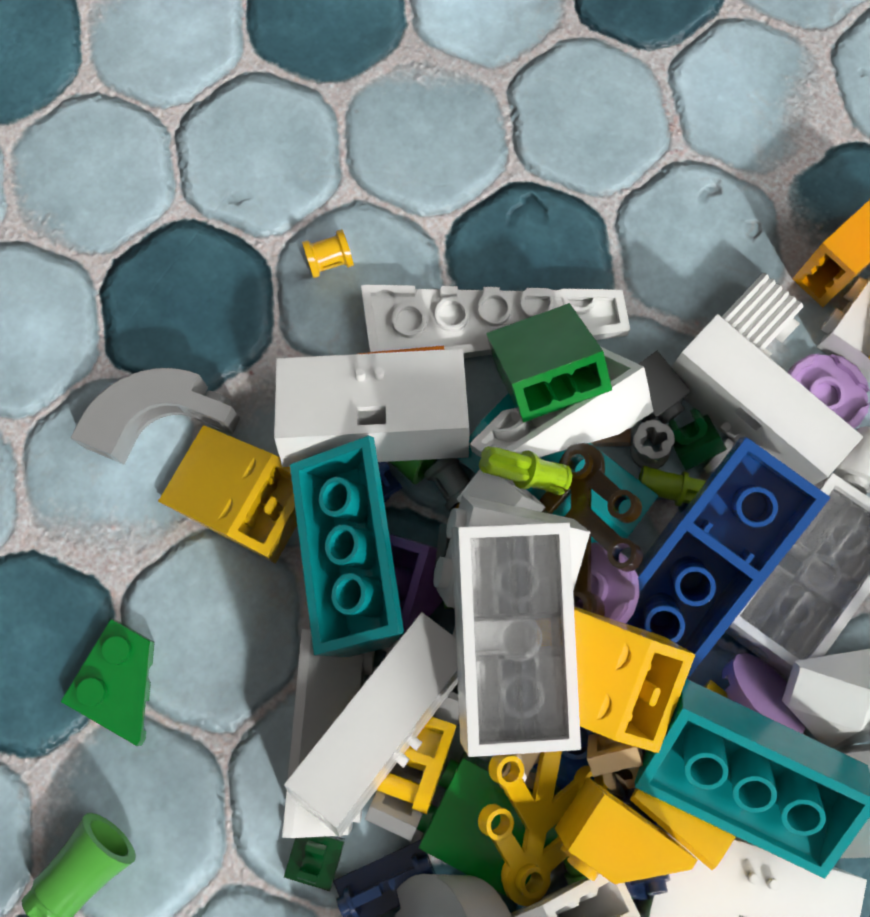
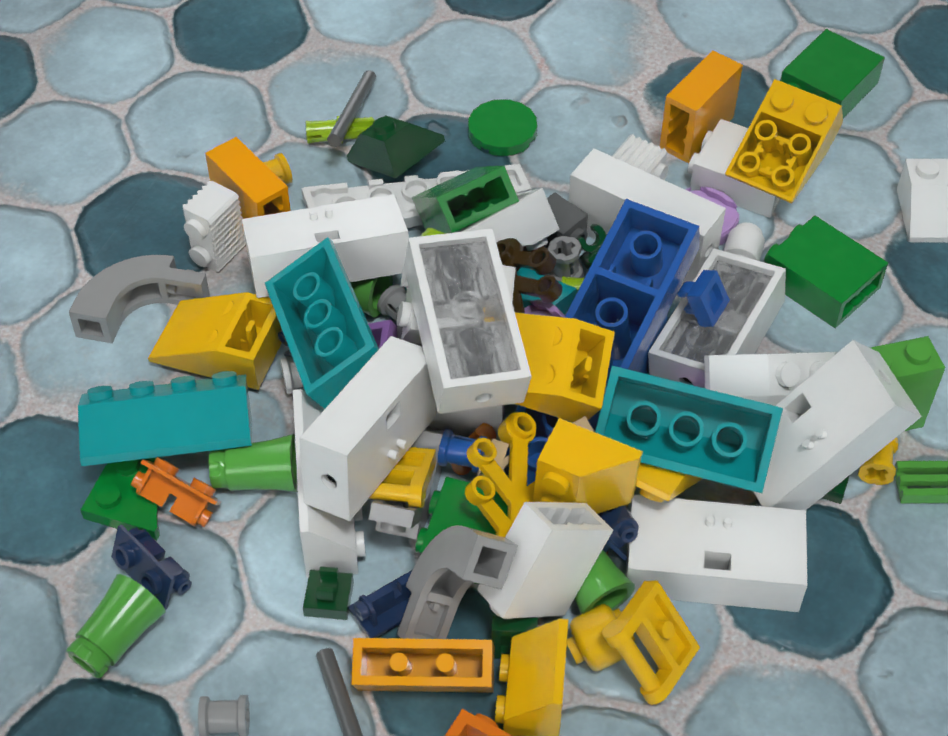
camera: 10 degrees left, 25 degrees down
(134, 804) = (139, 555): none -> dark blue hinge
(159, 615) = (164, 418): none -> teal slope
(184, 710) = (162, 481): none -> orange hinge
(248, 337) = (214, 226): none -> white brick
(252, 682) = (256, 467): none -> bright green plant
(296, 293) = (243, 172): none -> light orange brick
(418, 196) = (319, 130): none -> lime axle
(436, 175) = (351, 109): none -> dark grey bar
(480, 238) = (393, 146): none -> dark green slope
(611, 221) = (502, 127): none -> green tile
(810, 567) = (705, 297): none -> blue tile

